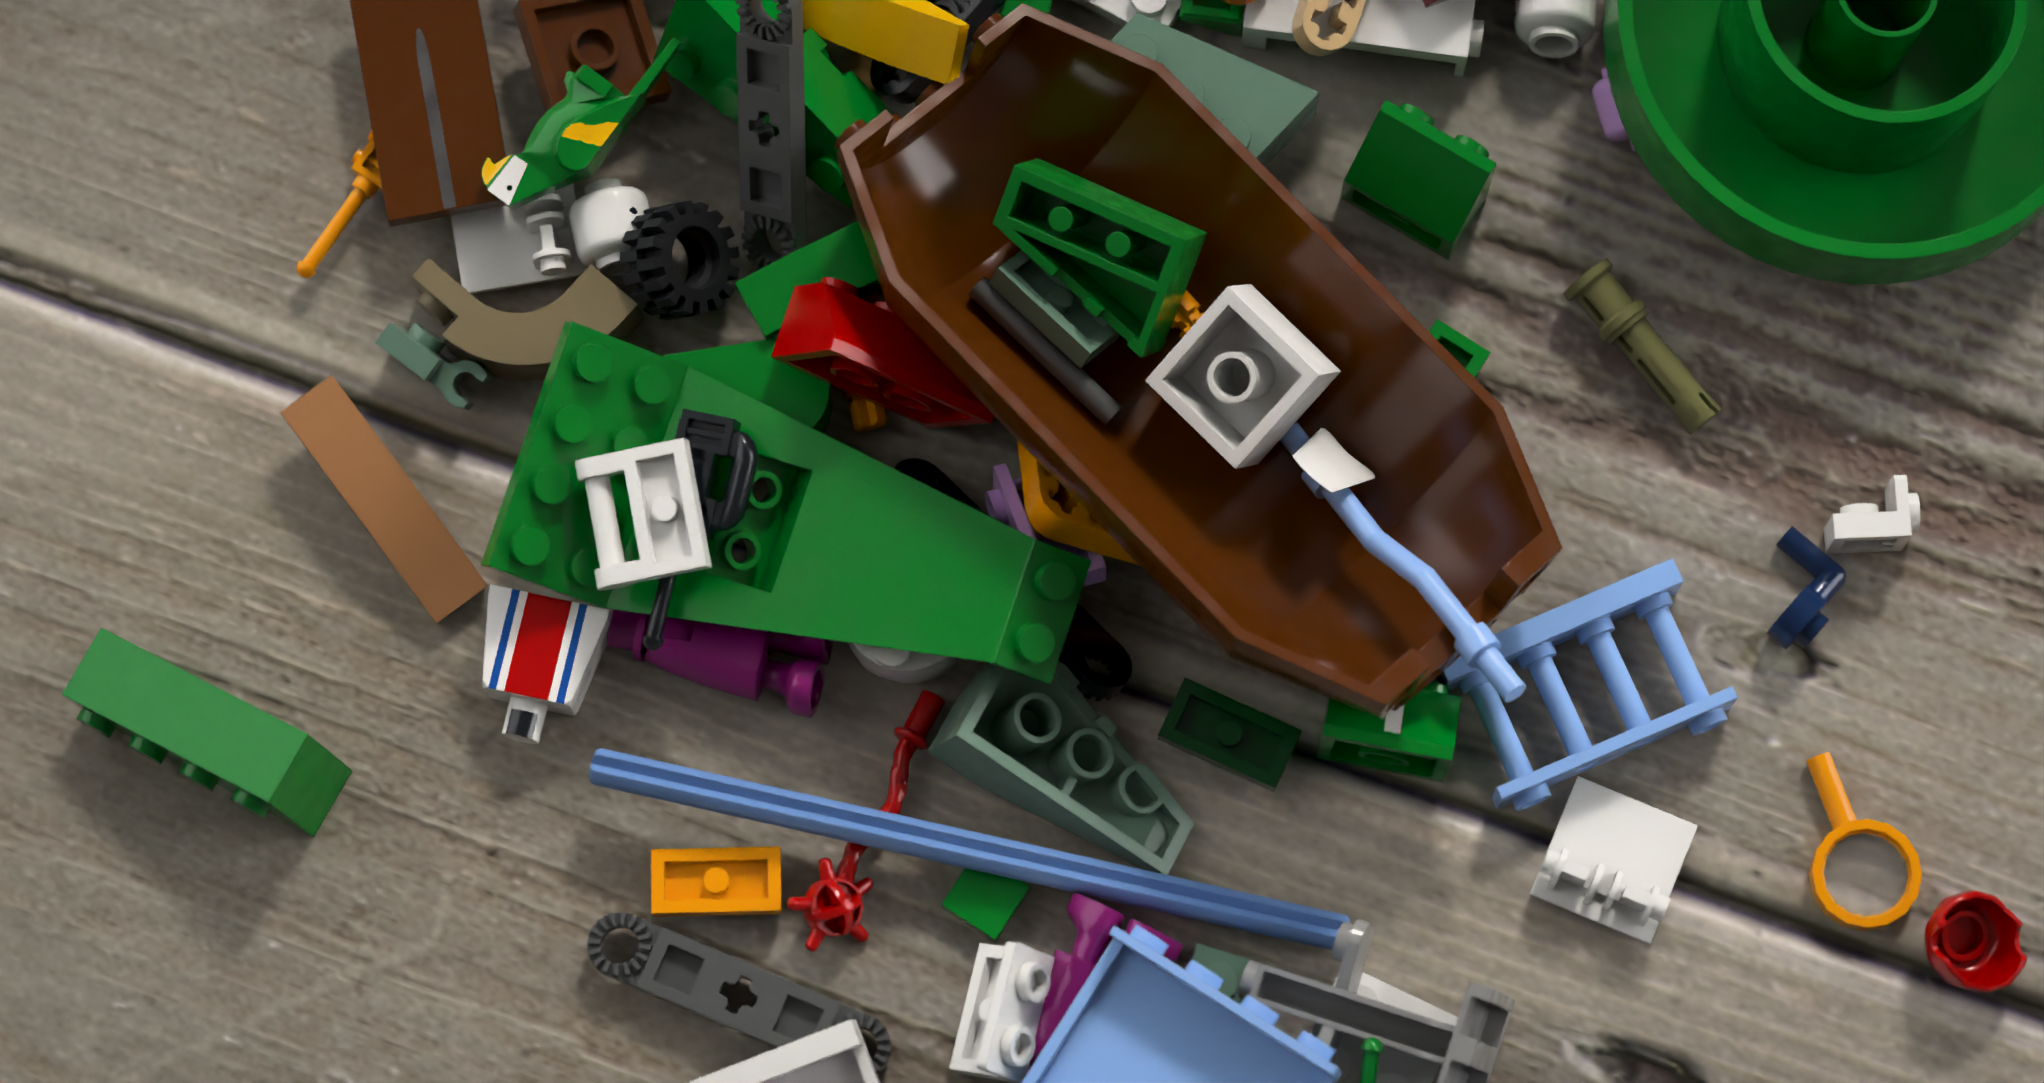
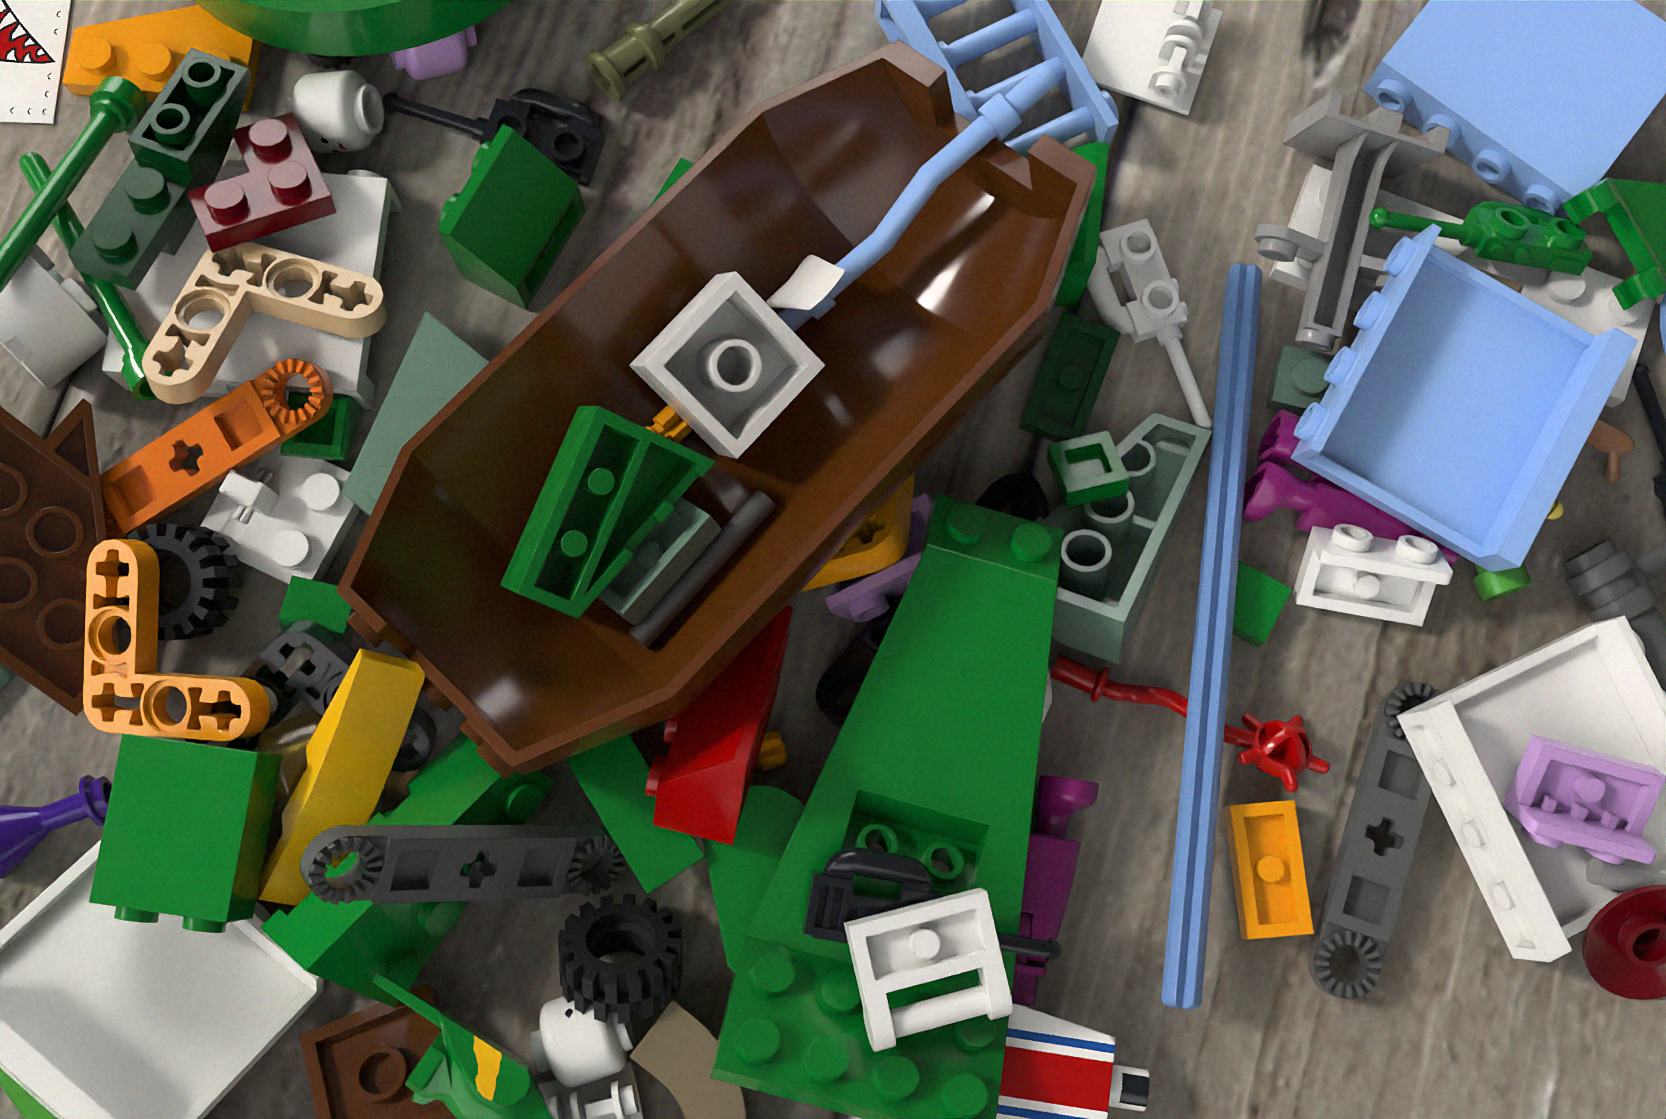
camera: 100 degrees left, 0 degrees up
(1127, 735) = (1087, 469): none -> green tile
(1325, 835) = (1153, 298): none -> white piece
(1531, 185) = (570, 148): none -> black piece

